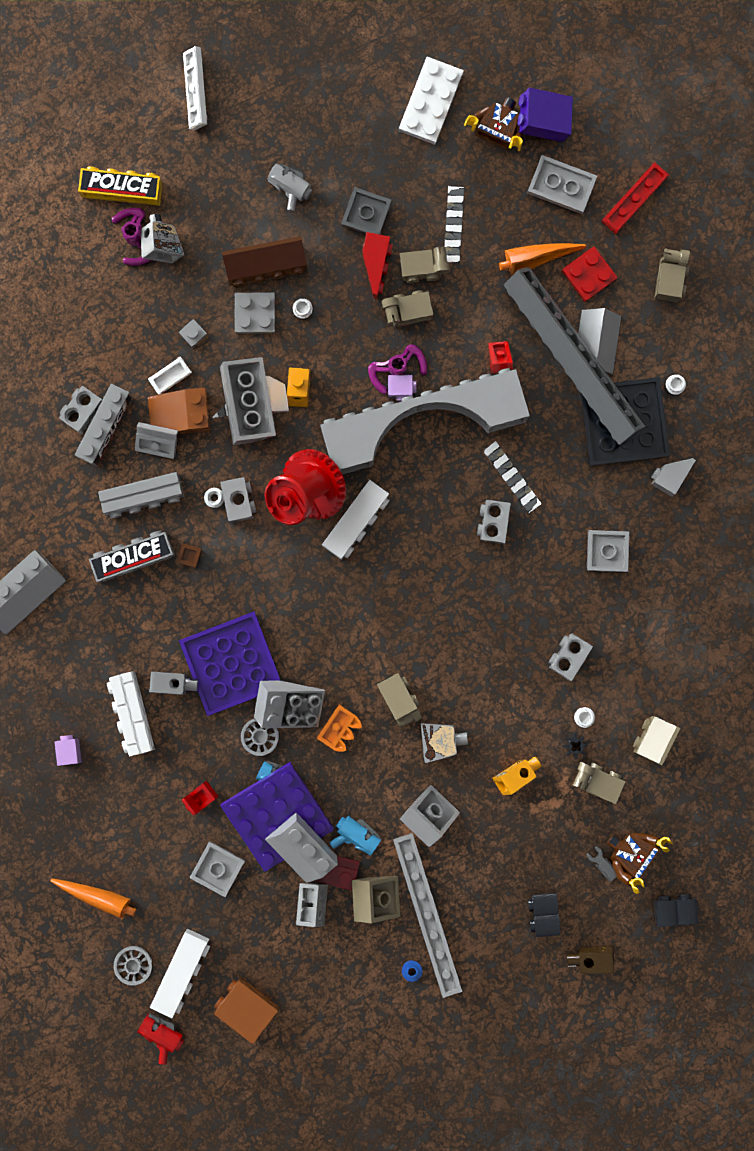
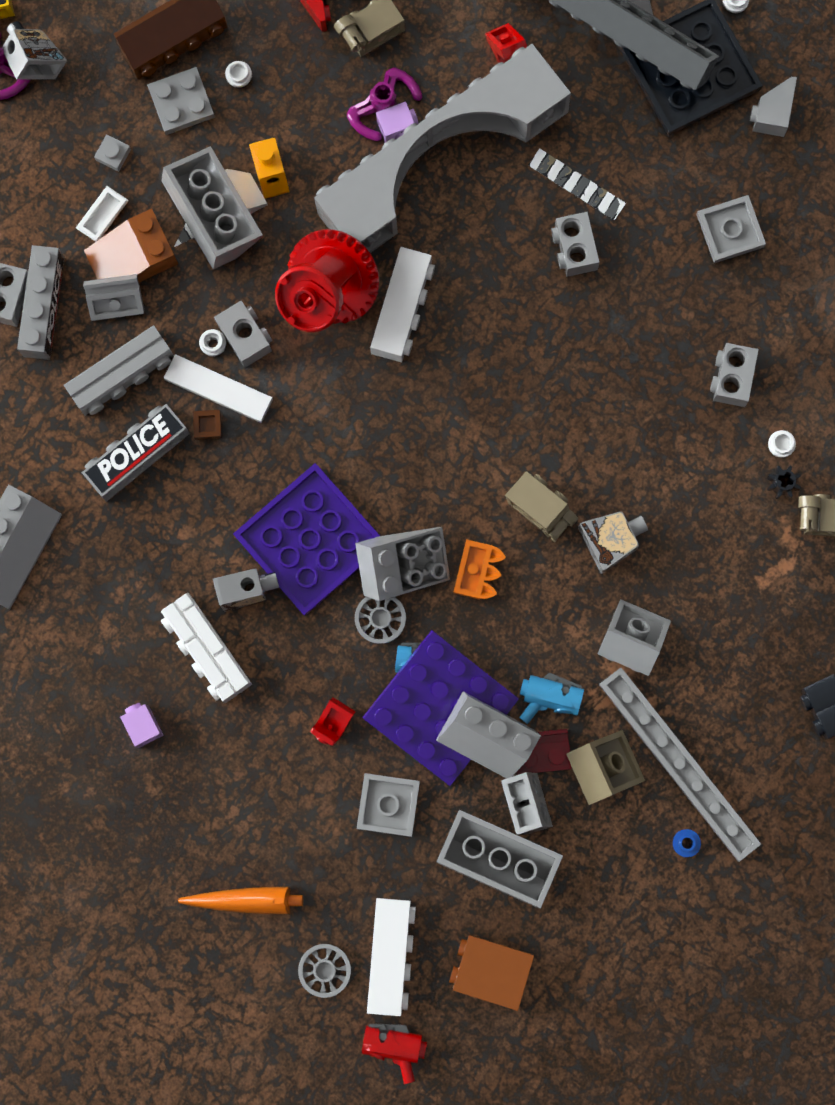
camera: 15 degrees left, 5 degrees down
(206, 531) = (218, 388): none -> white tile
(278, 937) = (499, 859): none -> light grey slope
(510, 780) = (724, 546): light orange torso -> none

